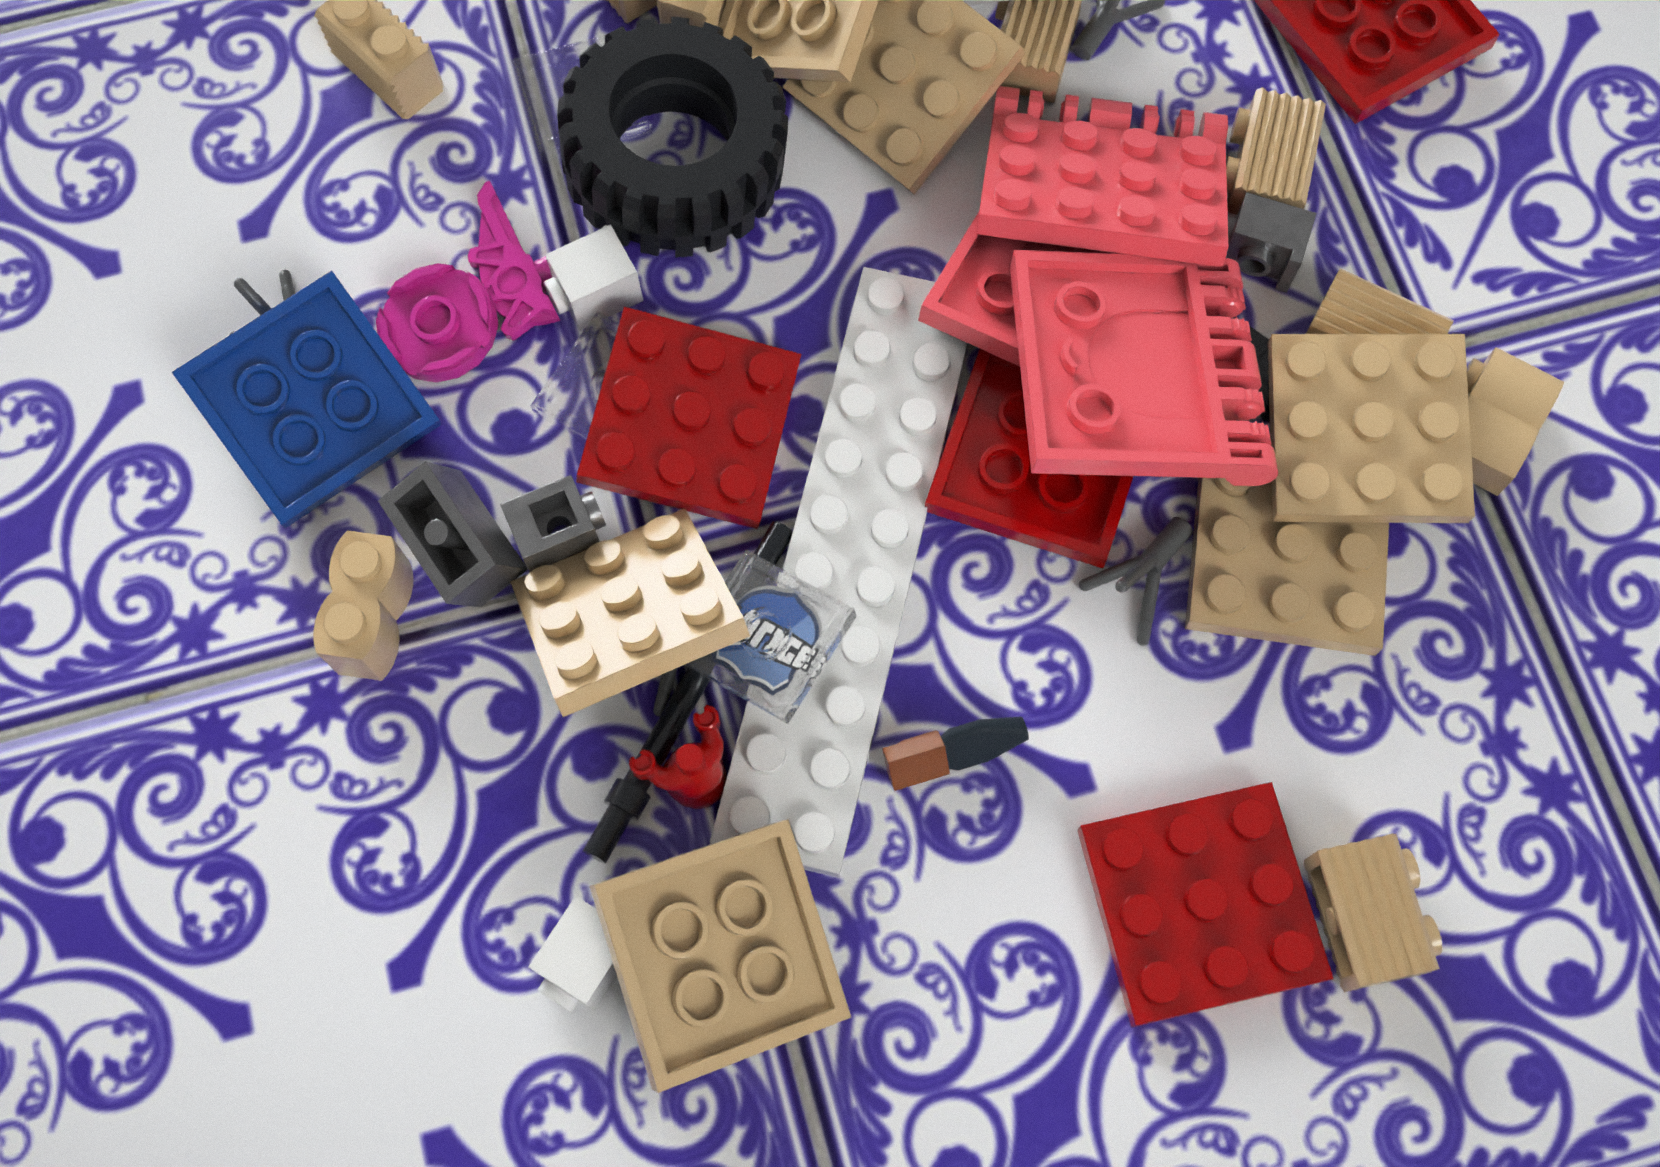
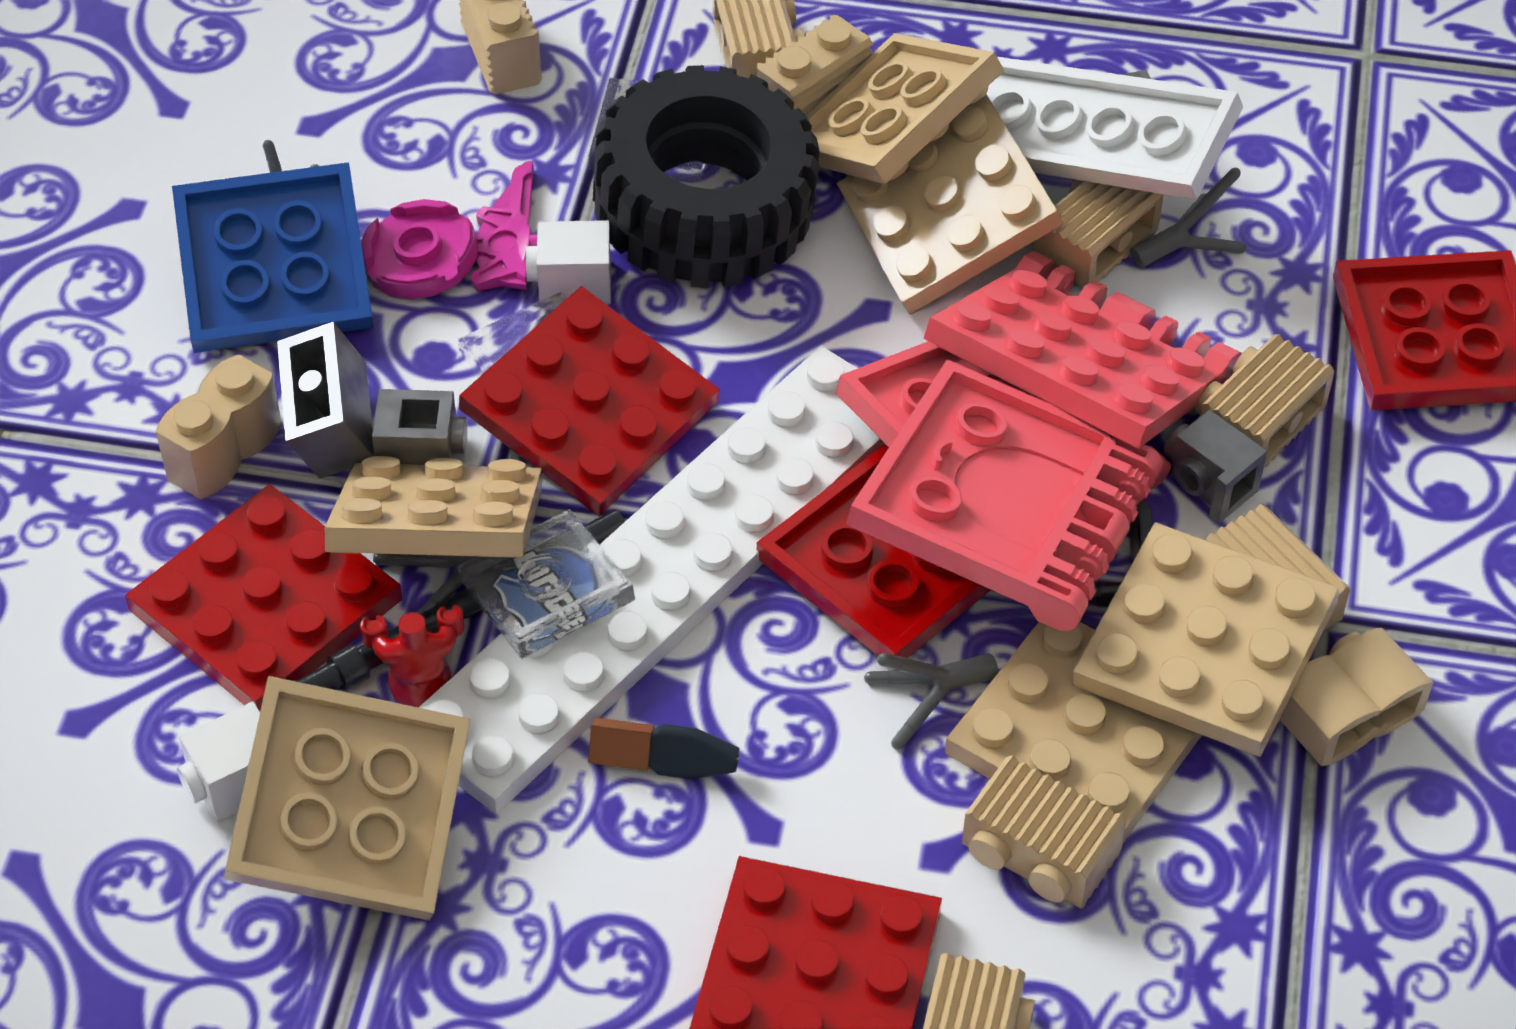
camera: 25 degrees right, 20 degrees down
(500, 765) = (262, 597): none -> red plate
(1323, 679) = (1043, 832): none -> tan brick

